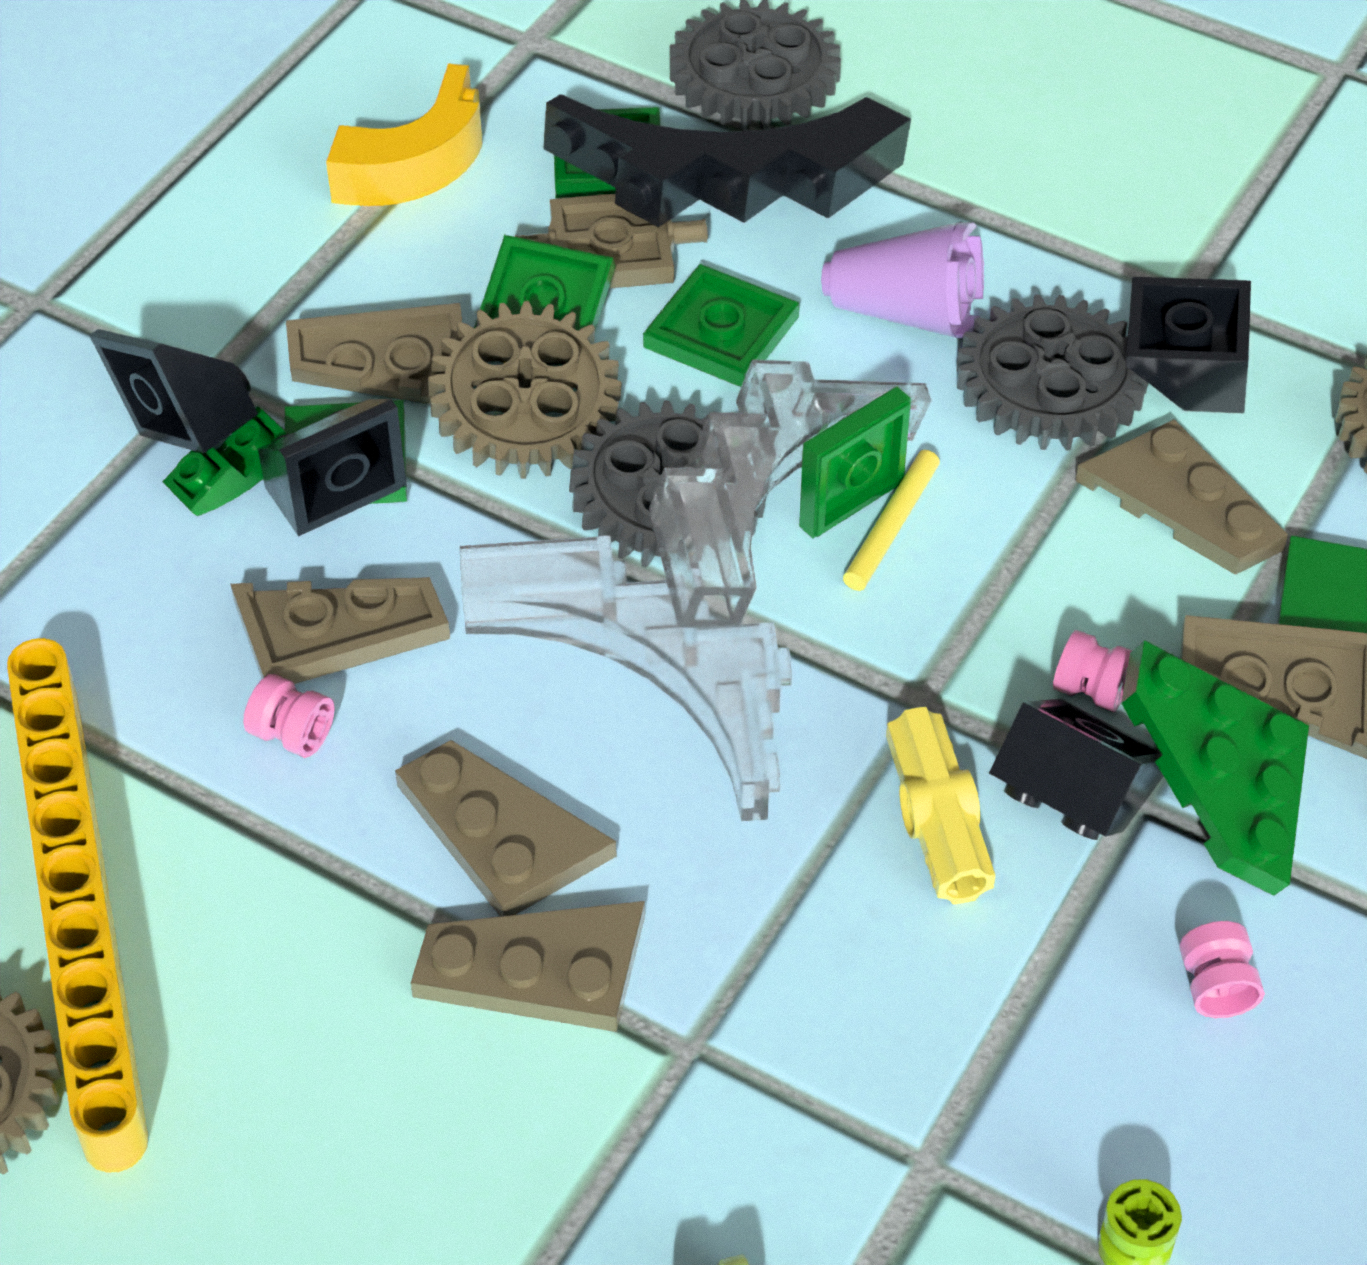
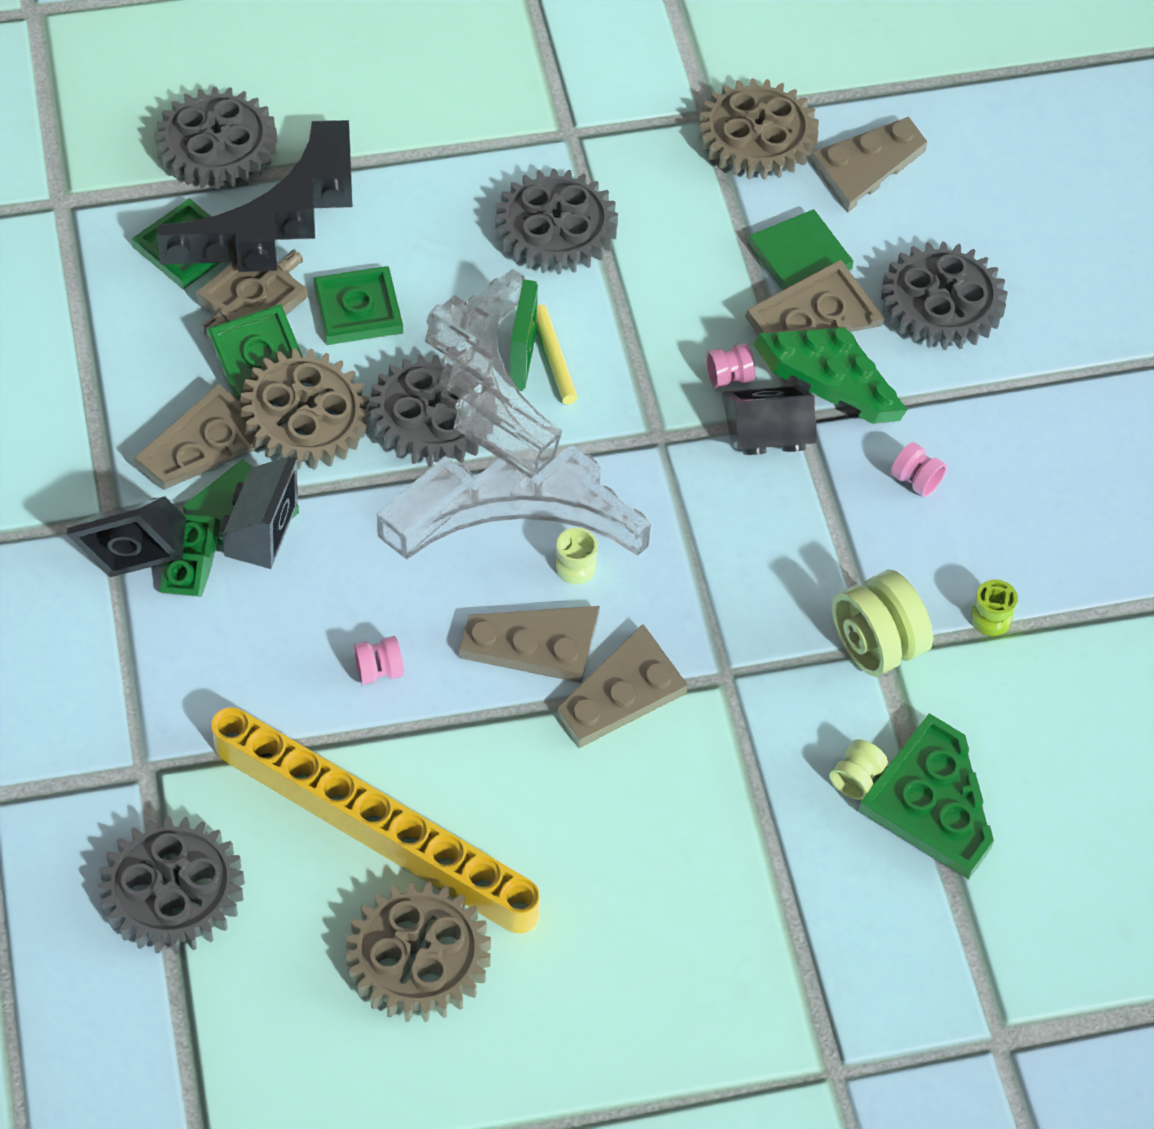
camera: 45 degrees left, 5 degrees up
(324, 631) = (346, 602): dark tan wing -> none
(413, 158) = (86, 323): yellow arch -> none
(650, 760) = (576, 555): none -> yellowish green wheel
(912, 279) = (441, 215): lavender cone -> none
(934, 1124) = (882, 622): none -> yellowish green wheel
(940, 806) = (726, 481): light yellow piece -> none
(1189, 492) = (674, 243): dark tan wing -> none
(1191, 340) = (616, 157): black slope -> none

